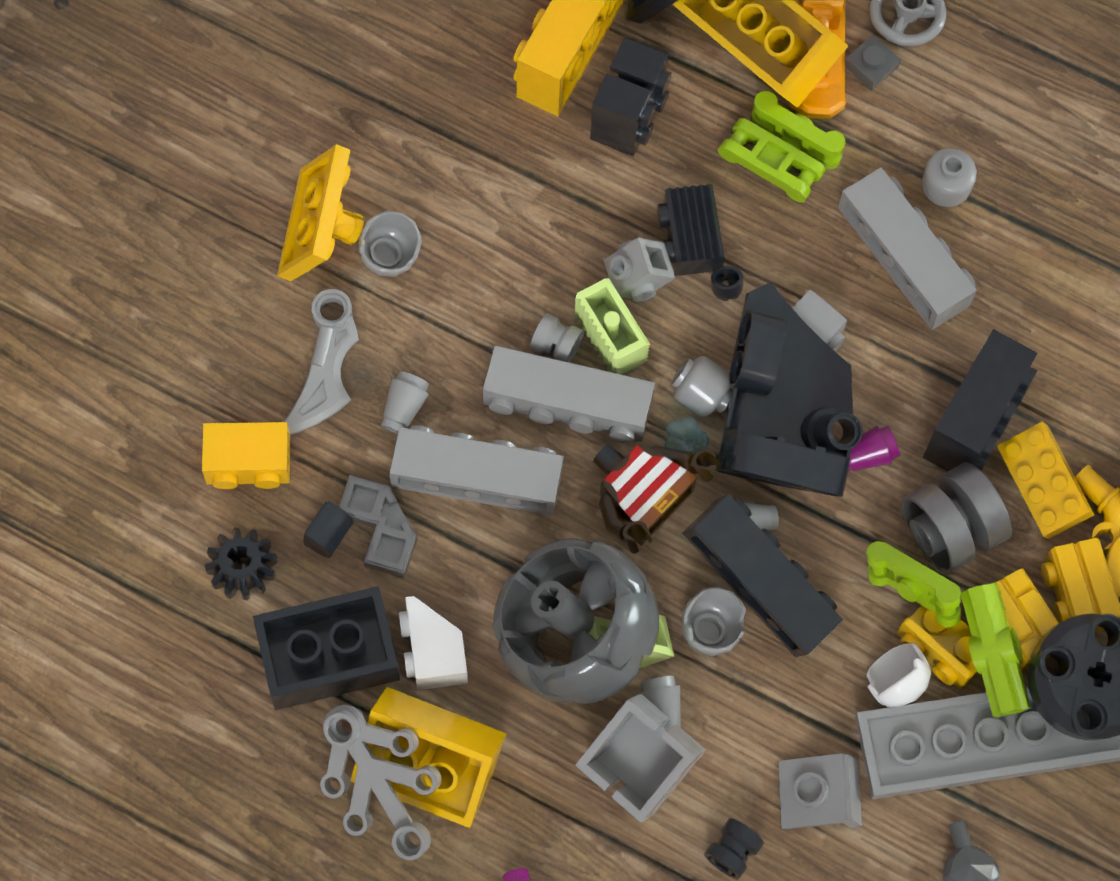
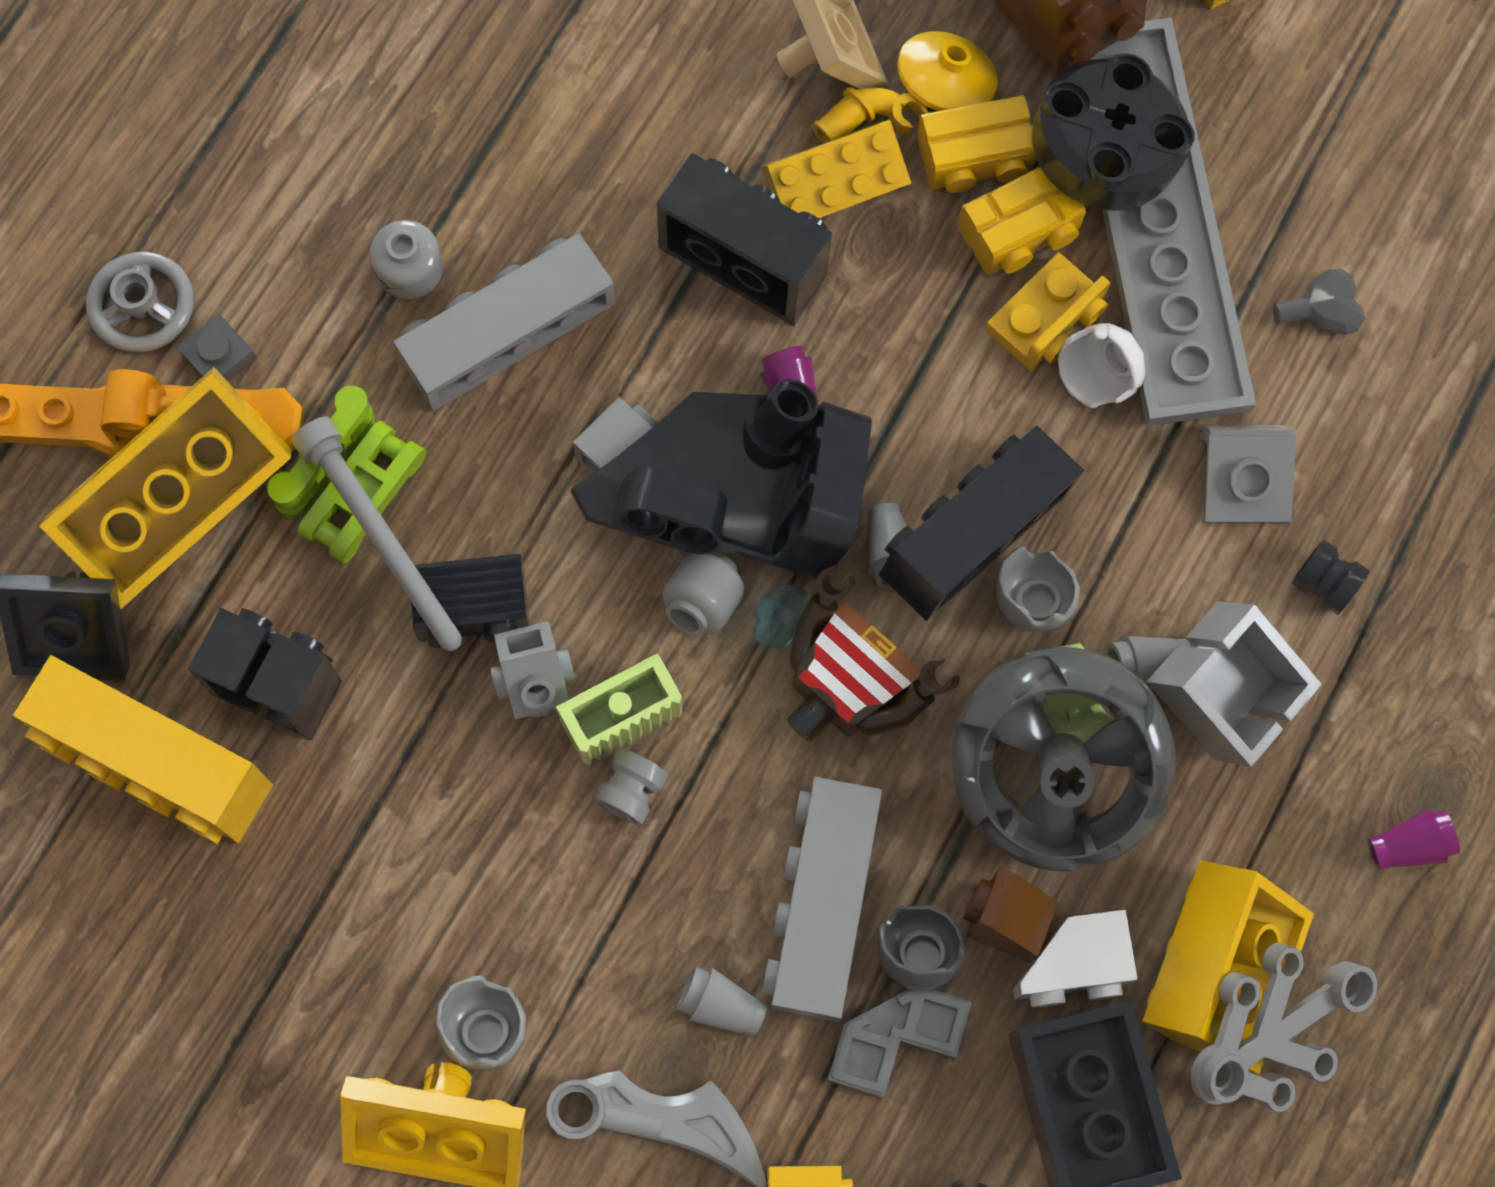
camera: 90 degrees left, 5 degrees up
(327, 529) = (912, 1110): black brick -> none
(442, 533) = (920, 947): none -> dark grey hair
(464, 590) = (1009, 915): none -> reddish brown slope
(568, 394) = (712, 774): light grey brick -> none
(734, 280) = (544, 547): black hinge -> none
(795, 118) = (320, 444): none -> light grey piece
(914, 582) = (983, 335): lime plate -> none
(956, 517) = (898, 278): flat silver wheel -> none
(995, 650) = (1077, 242): lime piece -> none

